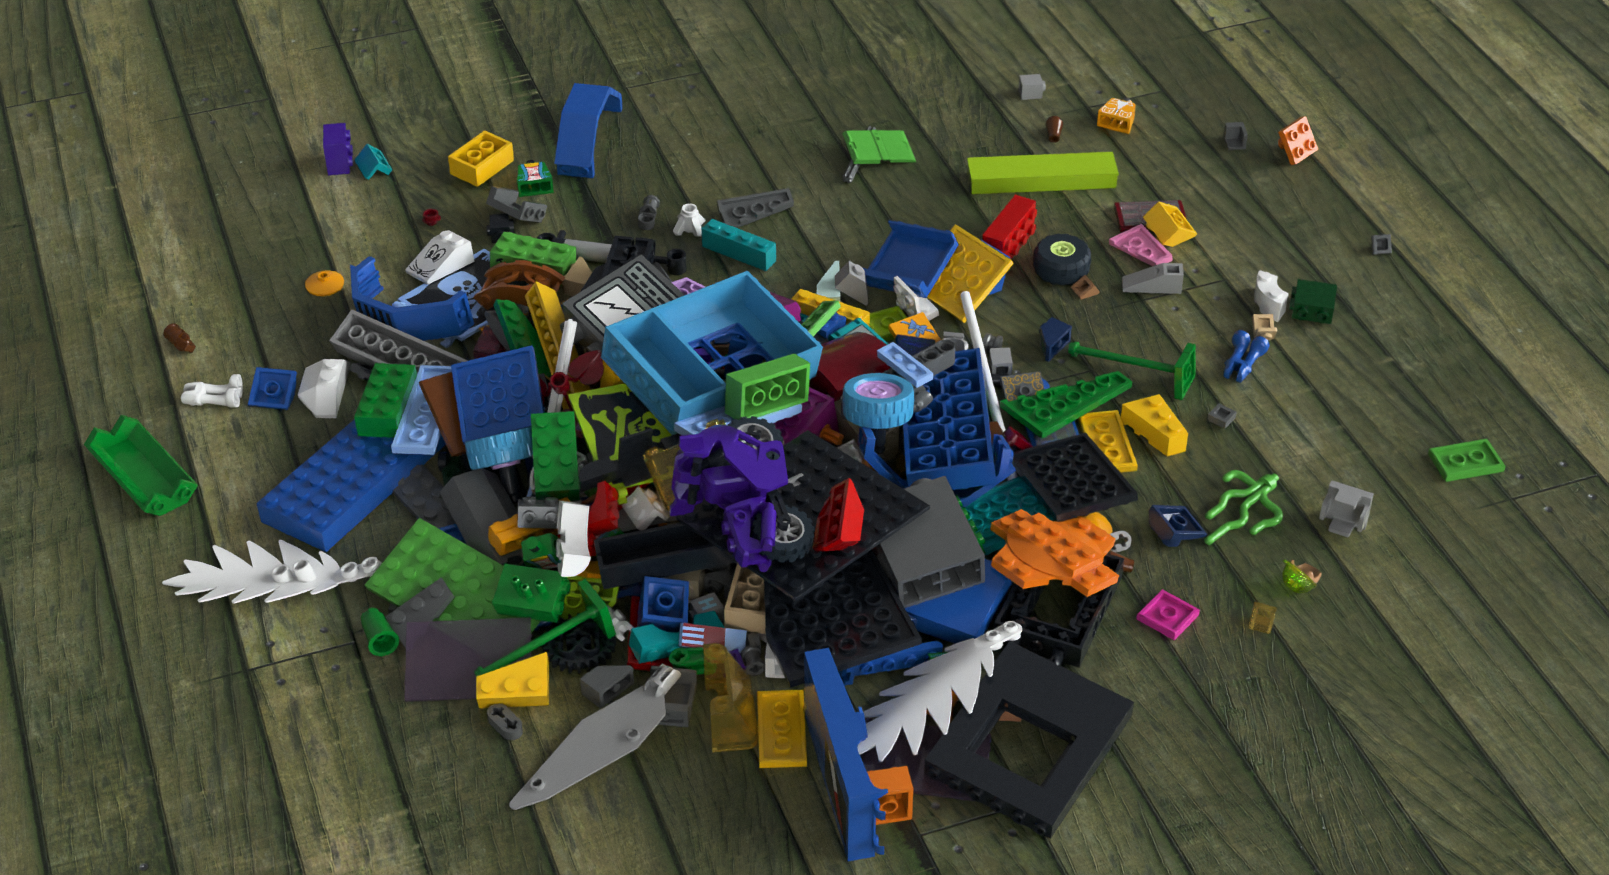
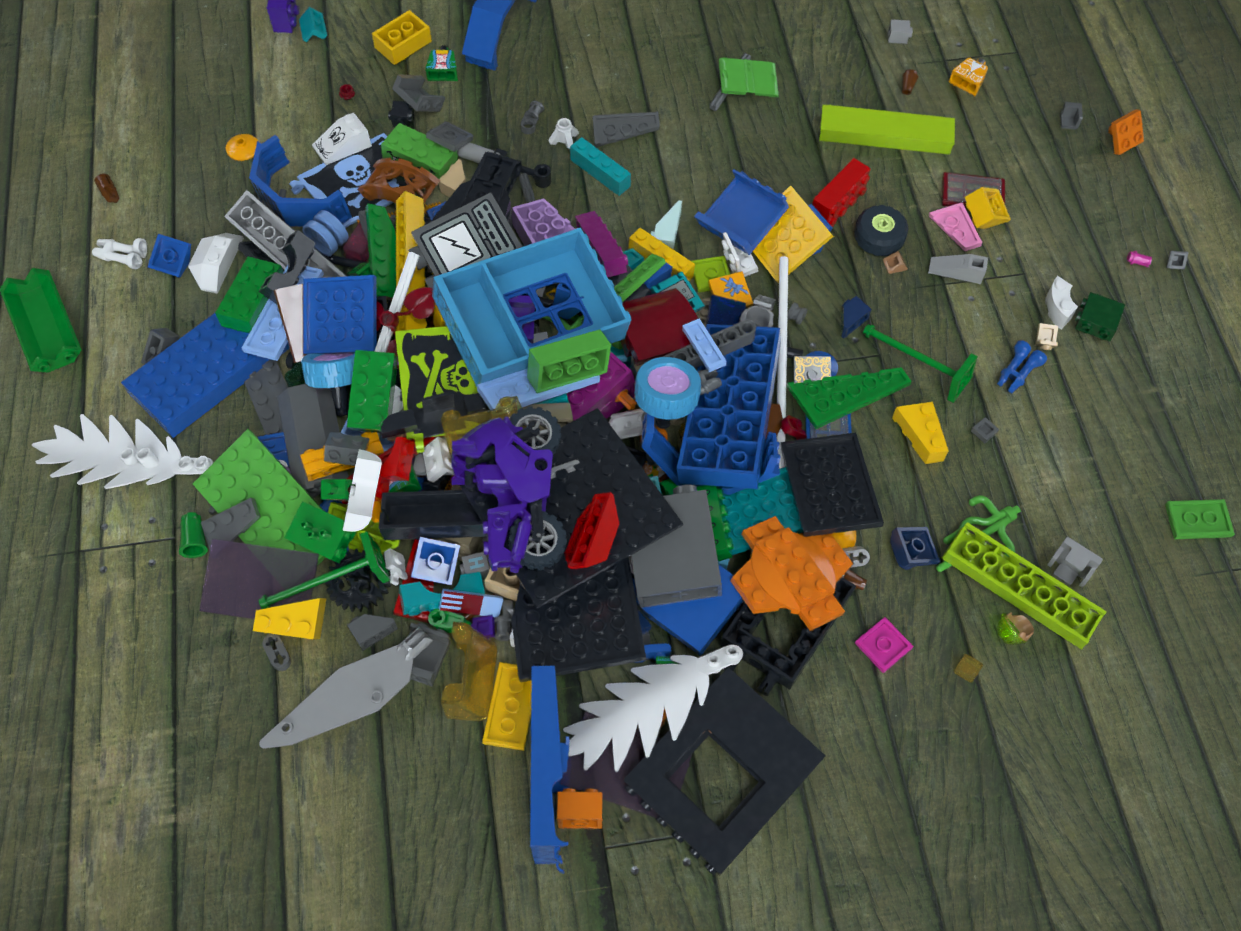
camera: 10 degrees right, 20 degrees up
(284, 465) = (157, 342): none -> dark grey slope
(431, 349) = (297, 249): none -> black arch
(453, 334) = (326, 232): none -> medium blue wheel
(565, 235) = (449, 136): none -> dark grey plate
(852, 282) = (688, 228): light grey slope -> none
(1000, 361) = (799, 335): light grey brick -> none
(1110, 436) = (876, 438): yellow tile -> none
(1298, 540) = (1023, 587): none -> lime tile
(1341, 249) = (1134, 257): none -> dark pink pin

